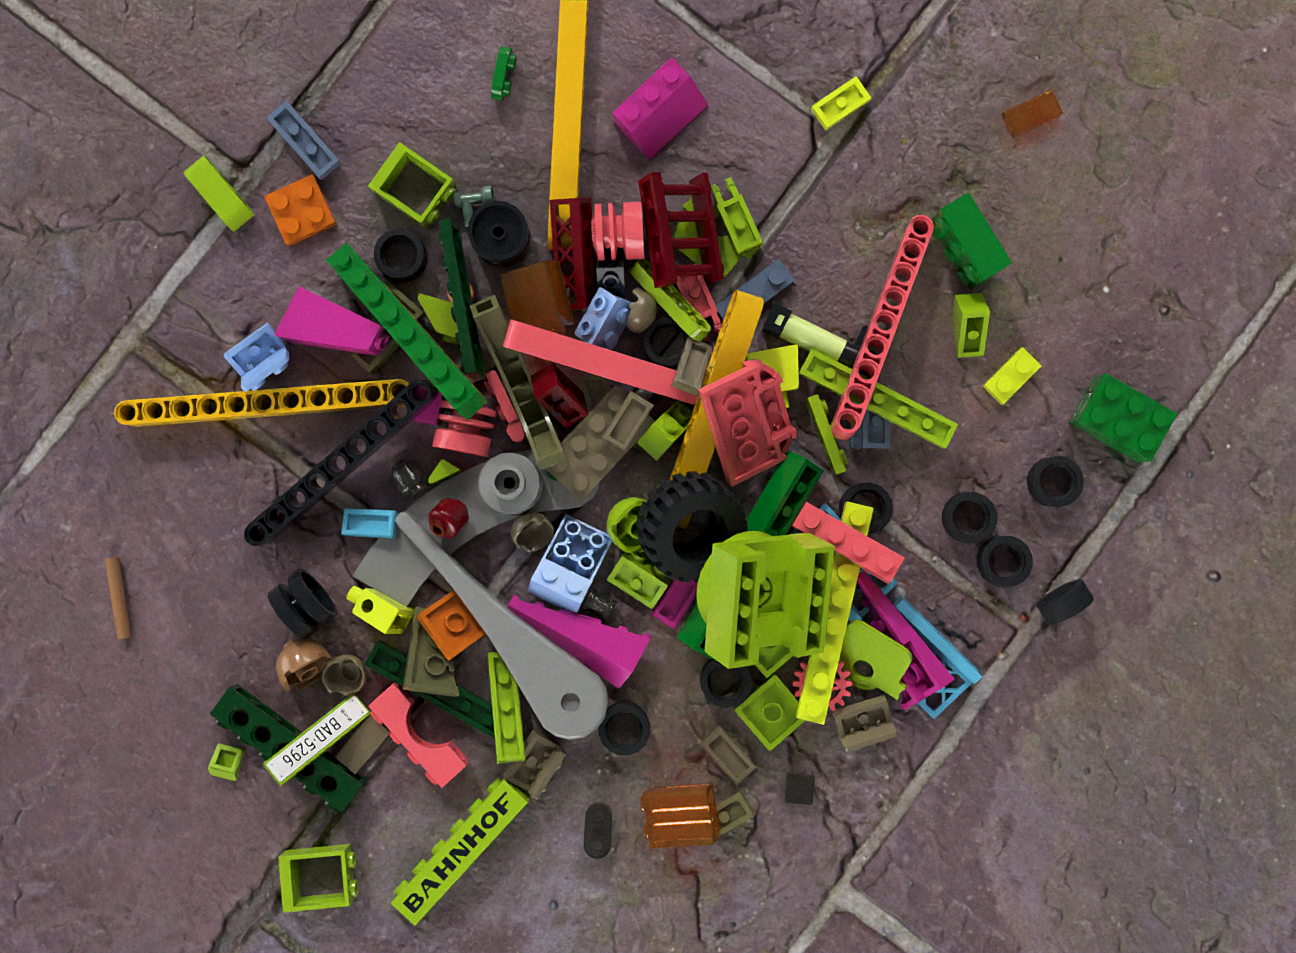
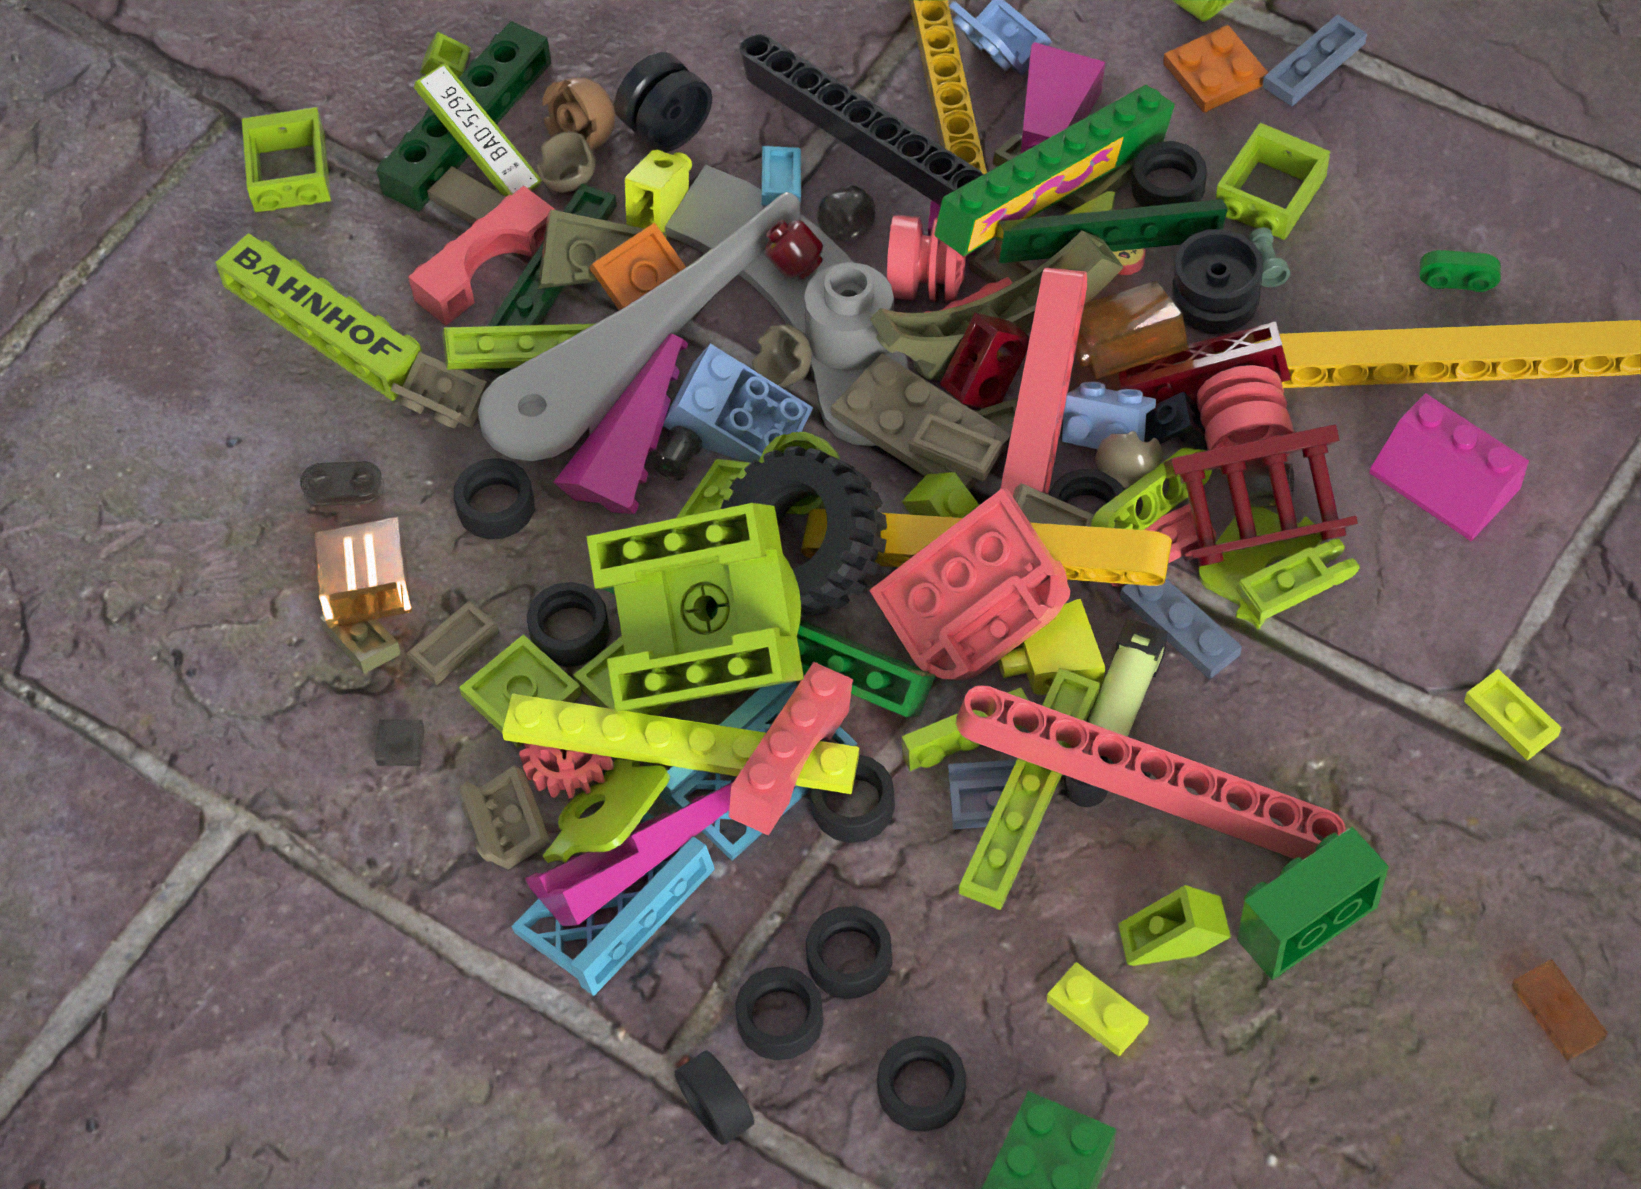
camera: 90 degrees right, 30 degrees down
(443, 471) = (861, 247): lime slope -> none

